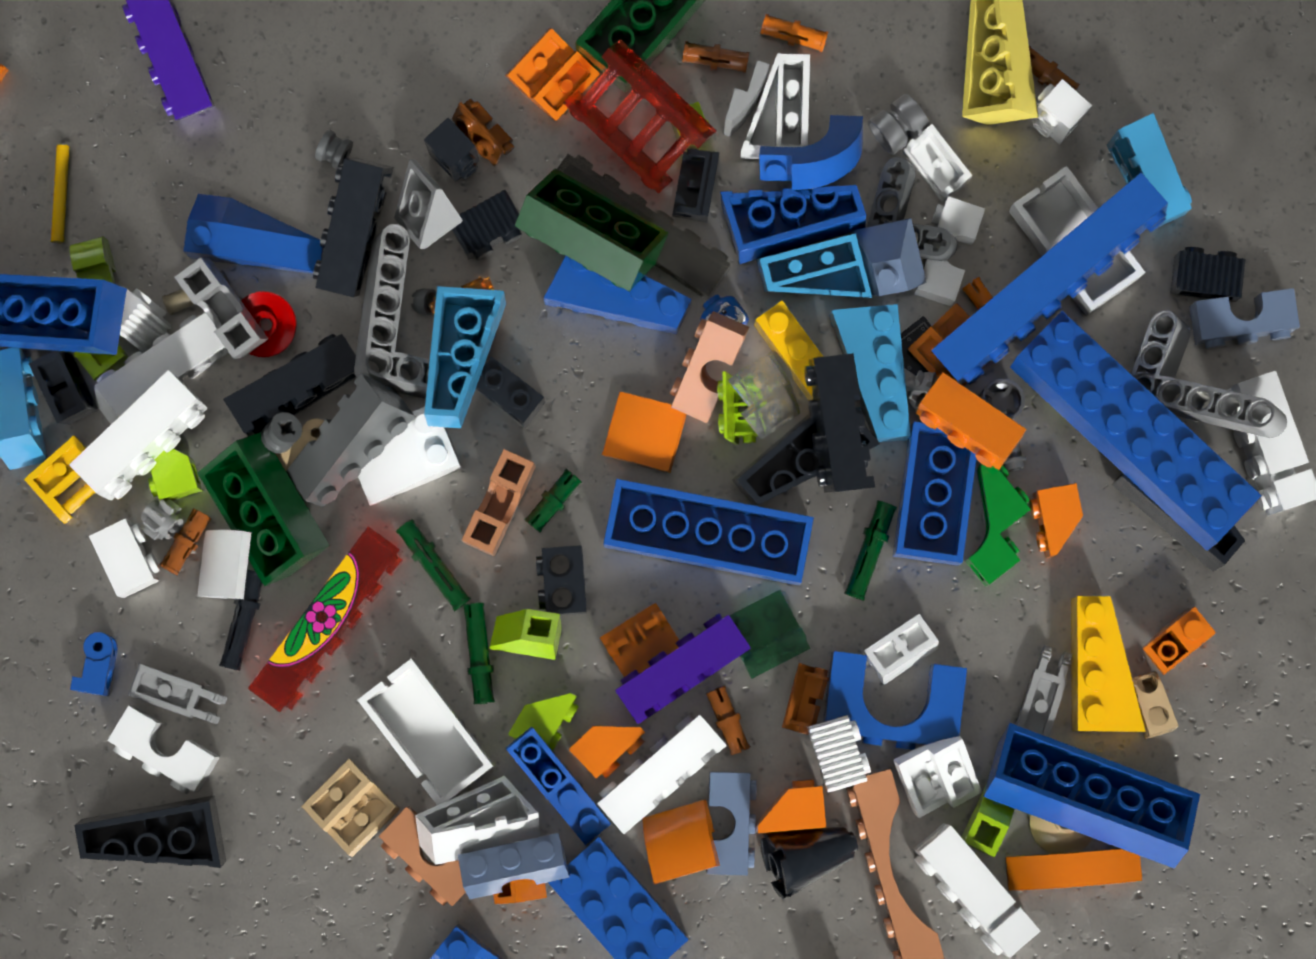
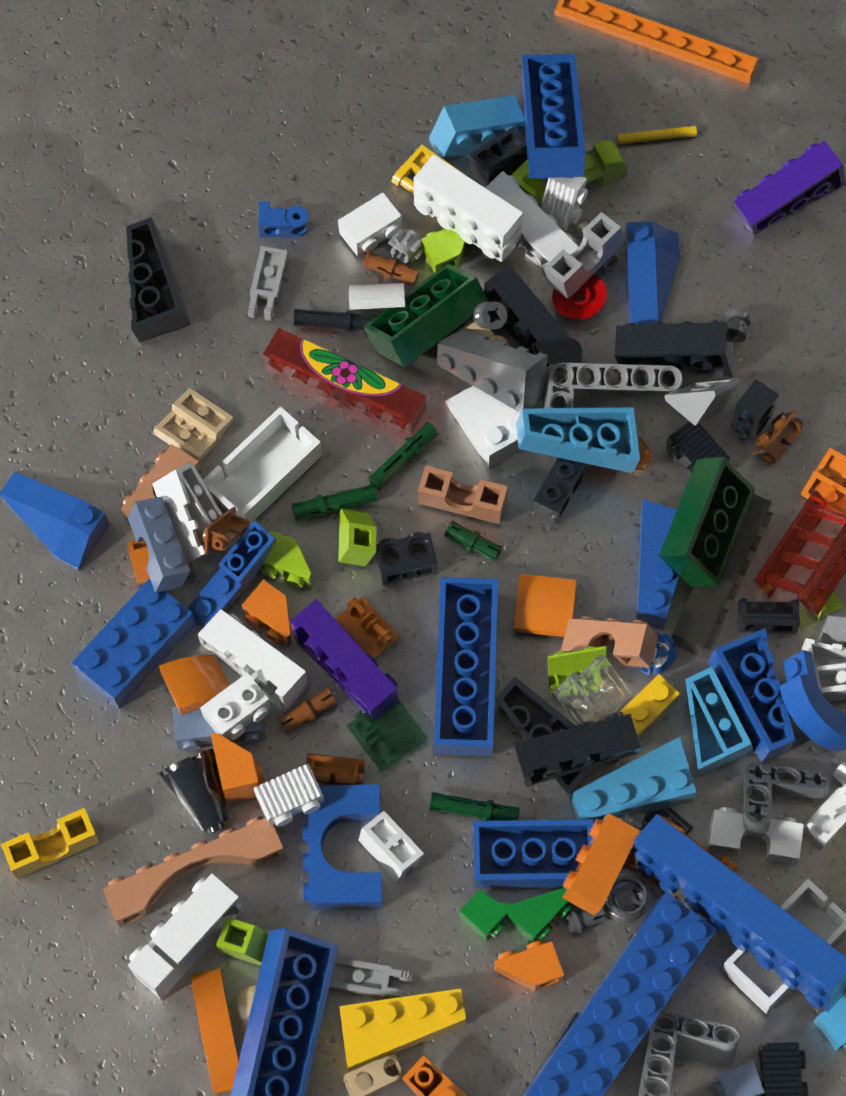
camera: 85 degrees right, 15 degrees down
(137, 737) = (228, 258): white arch -> none
(520, 792) = (224, 531): none -> dark orange hinge
(726, 800) = (236, 708): none -> white brick
(891, 257) = (736, 780): sand blue slope -> none
(937, 775) = (283, 891): white slope -> none

